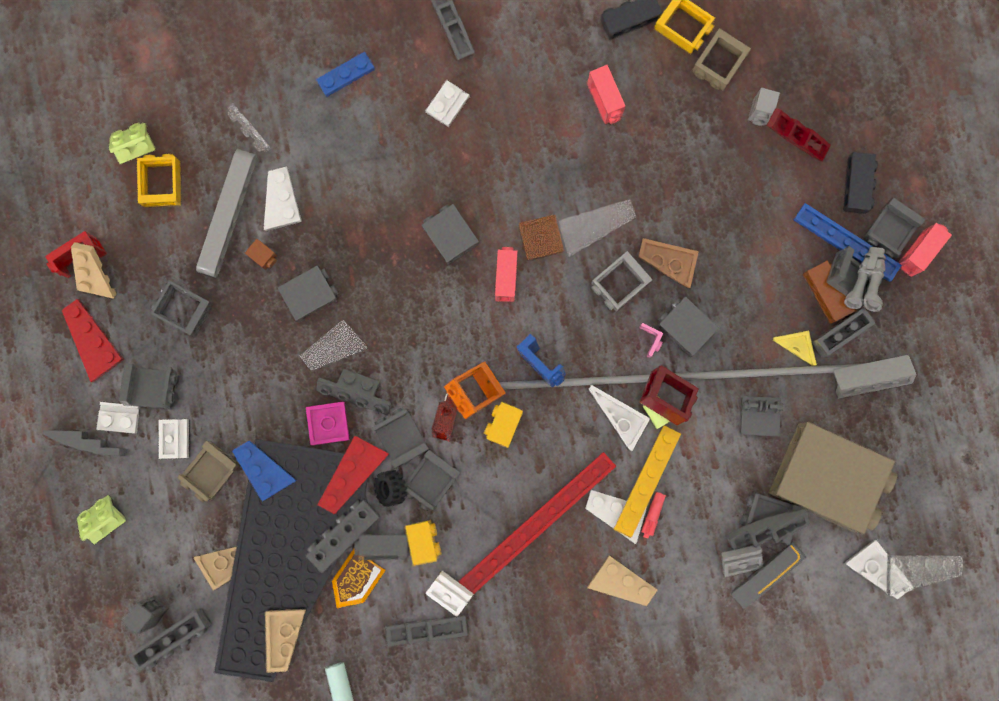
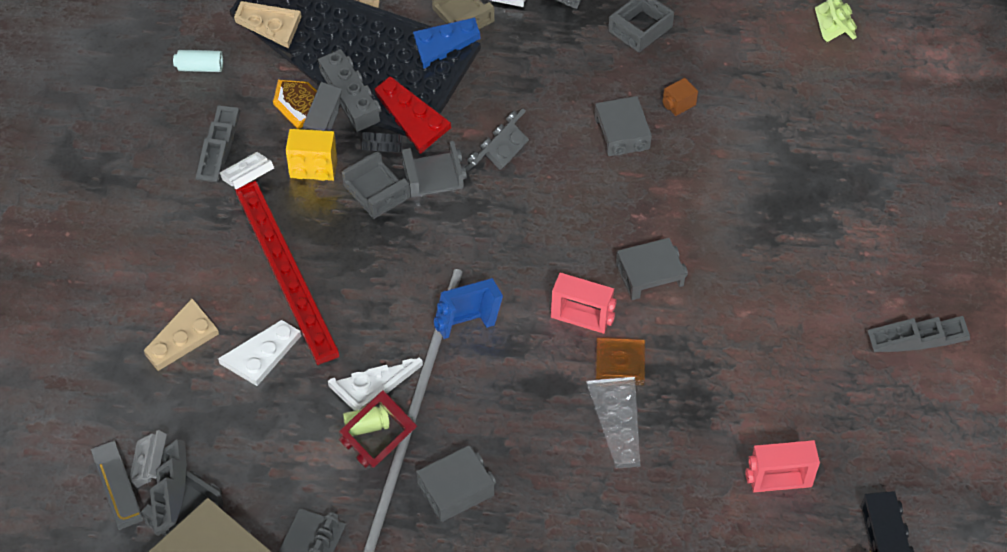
camera: 105 degrees right, 30 degrees down
(162, 199) = (789, 19): yellow window -> none
(226, 213) = (736, 79): light grey beam -> none
(247, 129) = (834, 109): clear wing -> none
(281, 203) = (736, 129): white wing -> none
(327, 423) = (474, 112): dark pink plate -> none
(333, 347) = (556, 136): clear wing -> none
(345, 74) = (873, 220): blue plate -> none
(444, 425) = (436, 208): clear red torso -> none
(447, 103) = (814, 309): white plate -> none
(481, 374) = (466, 261): orange window -> none
(504, 424) = (408, 258): yellow brick -> none
(635, 269) = (545, 445): light grey window -> none
(647, 481) = (285, 387): yellow plate -> none
(653, 515) = (244, 386): coral piece -> none
(657, 343) = (448, 443): bright pink bracket -> none
(670, 259) = (547, 491): medium nougat wing -> none

